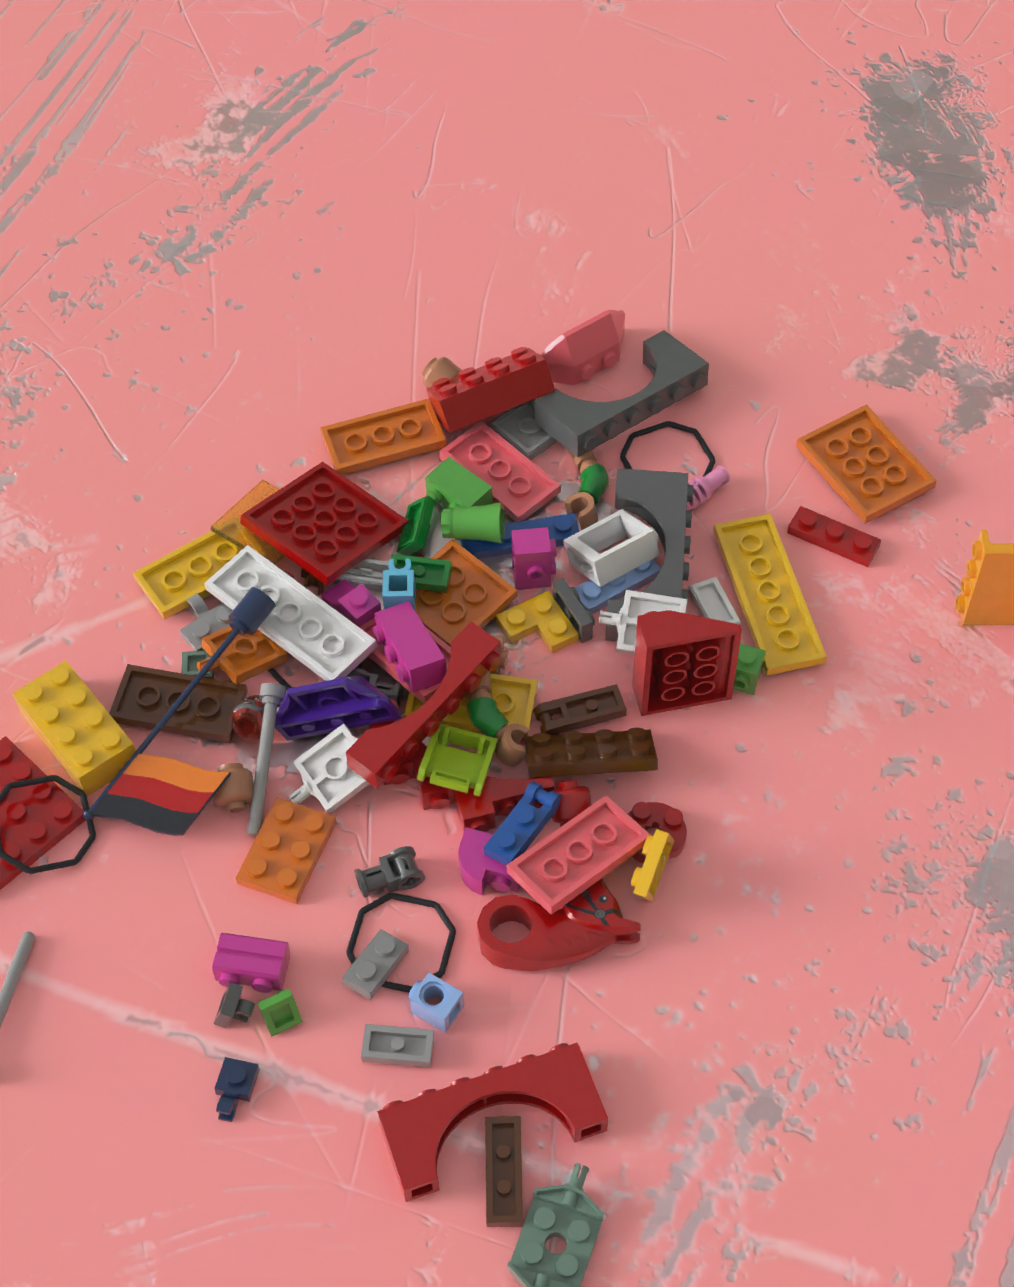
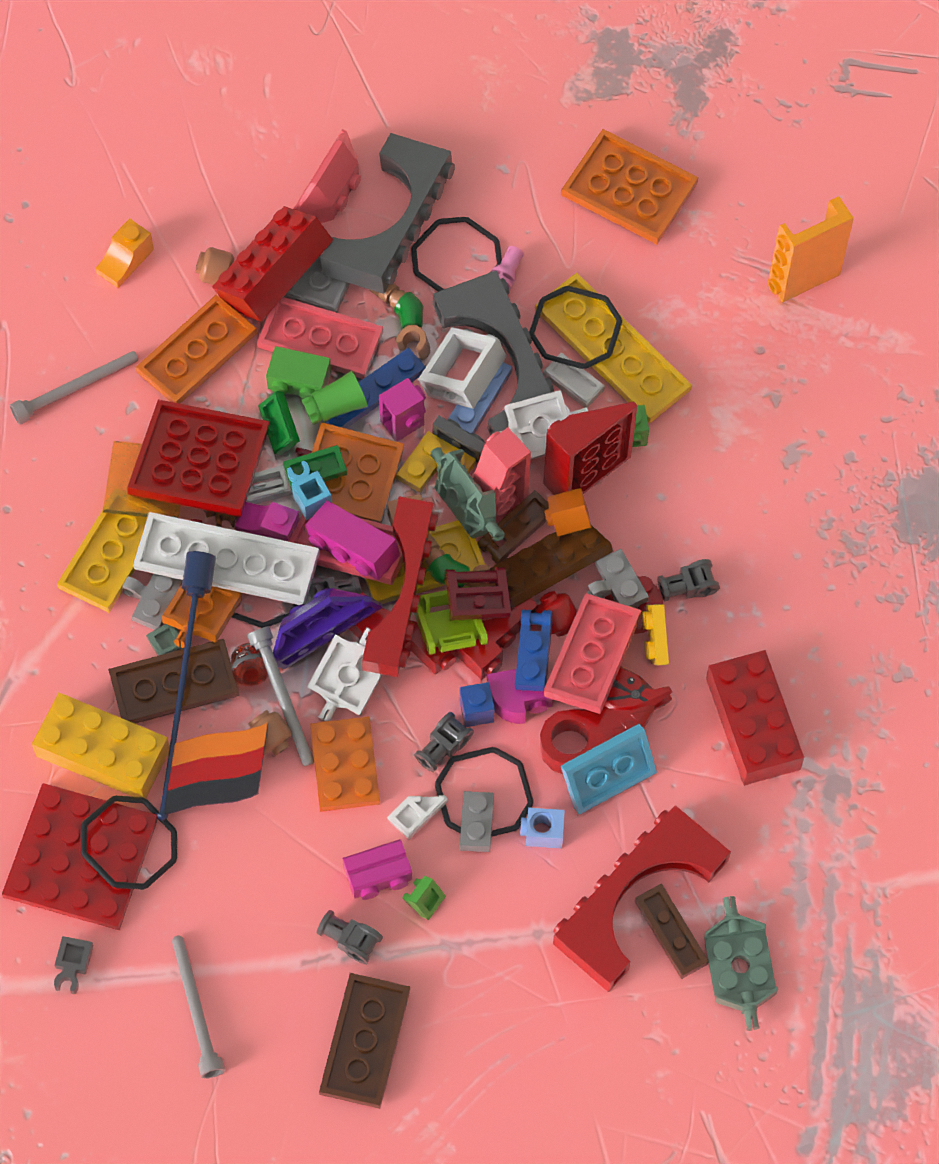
camera: 30 degrees left, 10 degrees up
(133, 1123) = (364, 1040): none -> reddish brown plate
(186, 1016) = (352, 937): none -> dark grey connector
(204, 423) = (25, 409): none -> light grey piece
(233, 1007) = (384, 912): dark grey tile -> none
(234, 1084) = (423, 971): dark blue plate -> none
(322, 928) = (415, 813): none -> white tile
(374, 336) = (126, 252): none -> light orange arch
(397, 1045) = (534, 877): light grey plate -> none
(440, 852) = (476, 704): none -> blue brick
(493, 752) = (478, 601): none -> dark red plate
(531, 974) = (609, 769): none -> medium azure plate
(540, 656) = (464, 497): none -> sand green plate
(579, 651) = (505, 469): none -> coral wedge
(634, 715) = (568, 512): none -> orange brick
(648, 801) = (618, 581): none -> light grey plate
(707, 579) = (582, 292): none -> black piece
(712, 998) = (754, 717): none -> red brick
(722, 836) = (693, 581): none -> dark grey connector
(834, 536) = (638, 268): red plate -> none

